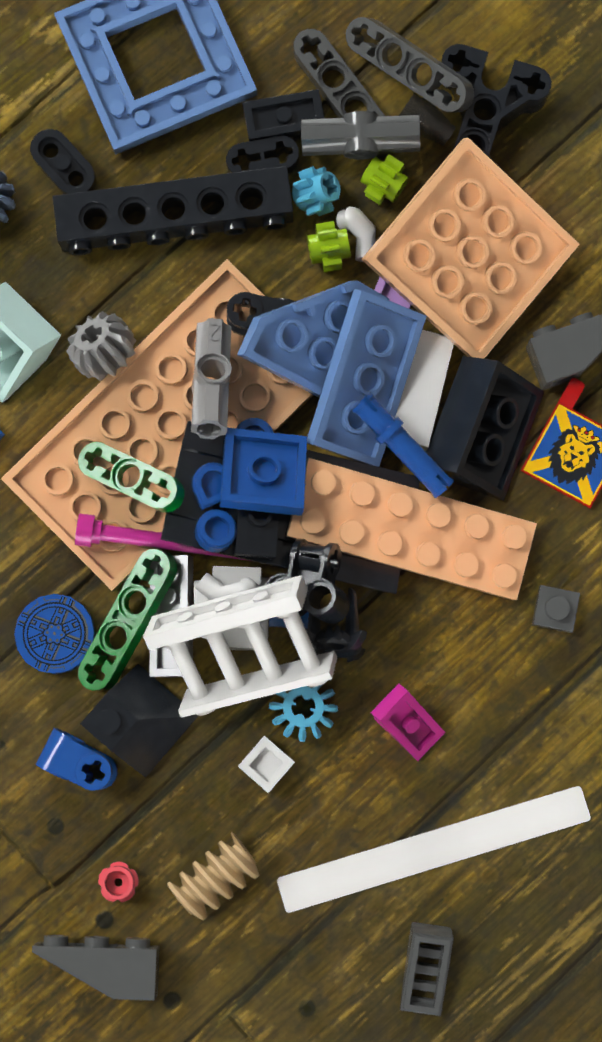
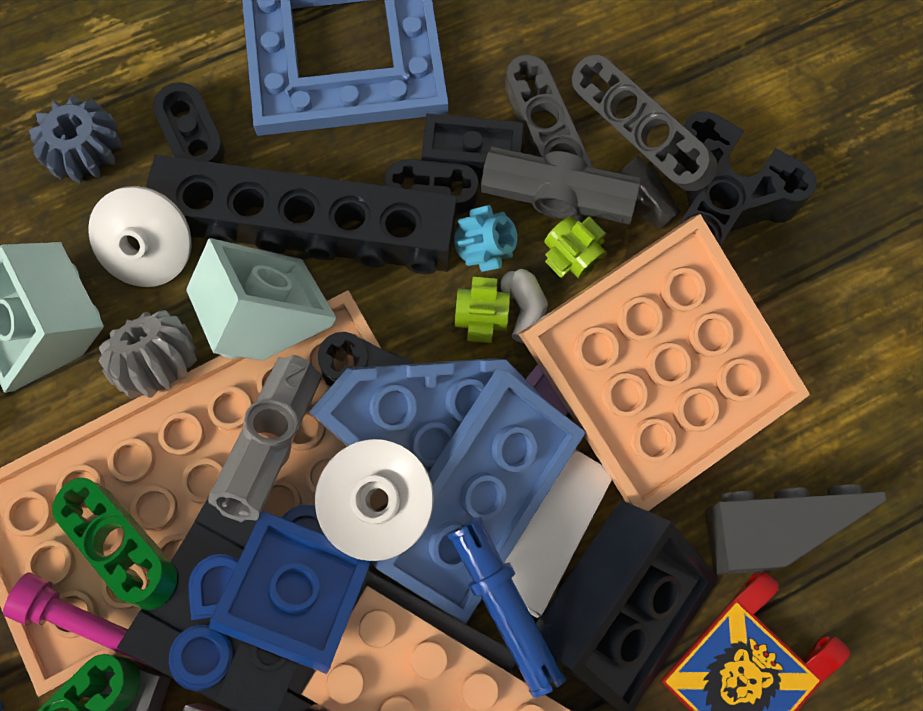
camera: 10 degrees right, 10 degrees down
(62, 246) = (155, 224): none -> white dish
(165, 285) = (255, 301): none -> light aqua slope
(277, 396) = (345, 496): none -> white dish

